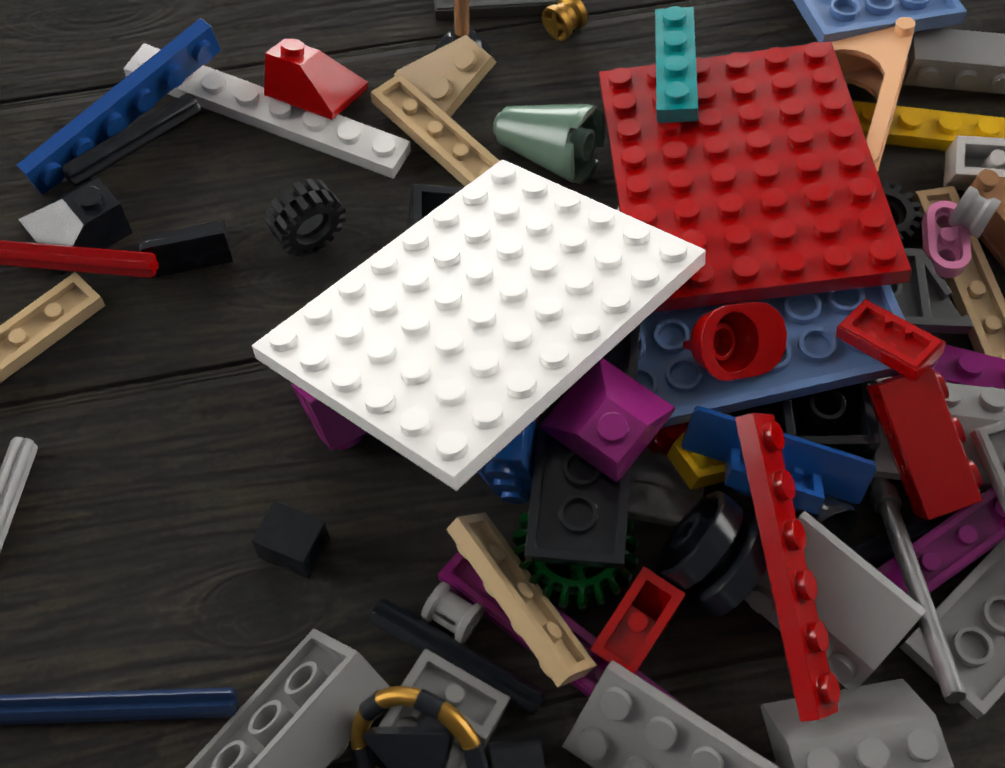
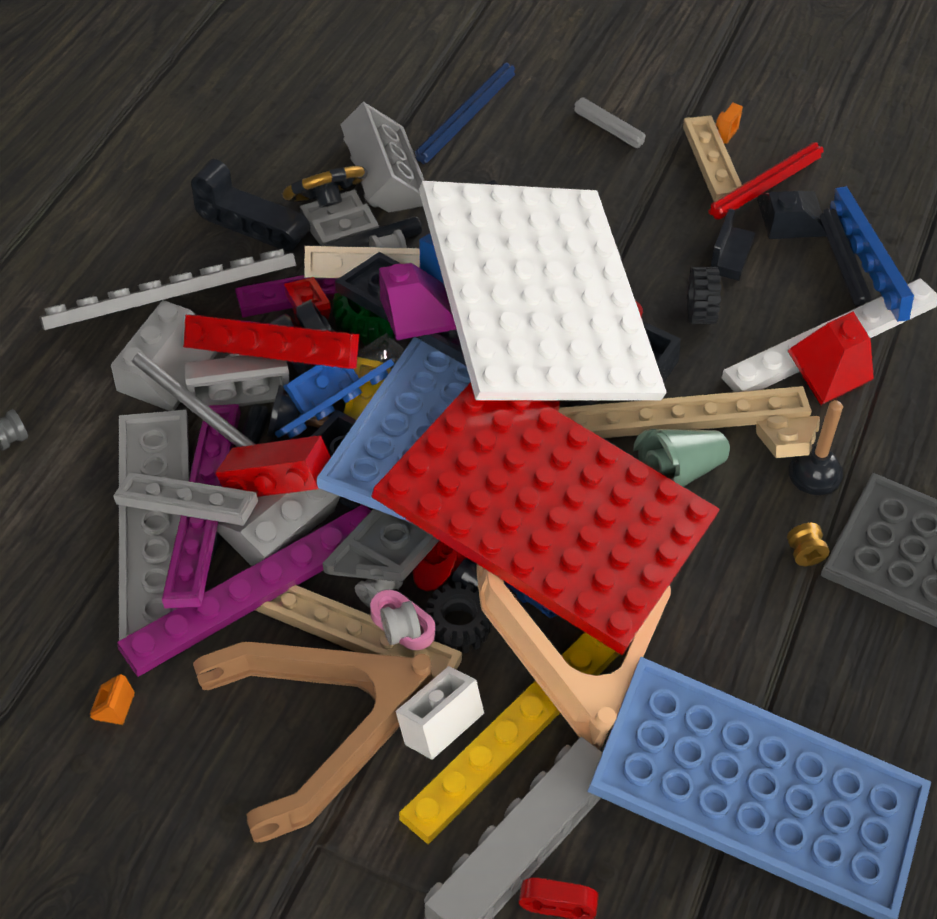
camera: 125 degrees right, 10 degrees down
(676, 65) = (679, 532): teal plate -> none
(738, 340) = (412, 387): red piece -> none
(890, 339) = (342, 457): red plate -> none

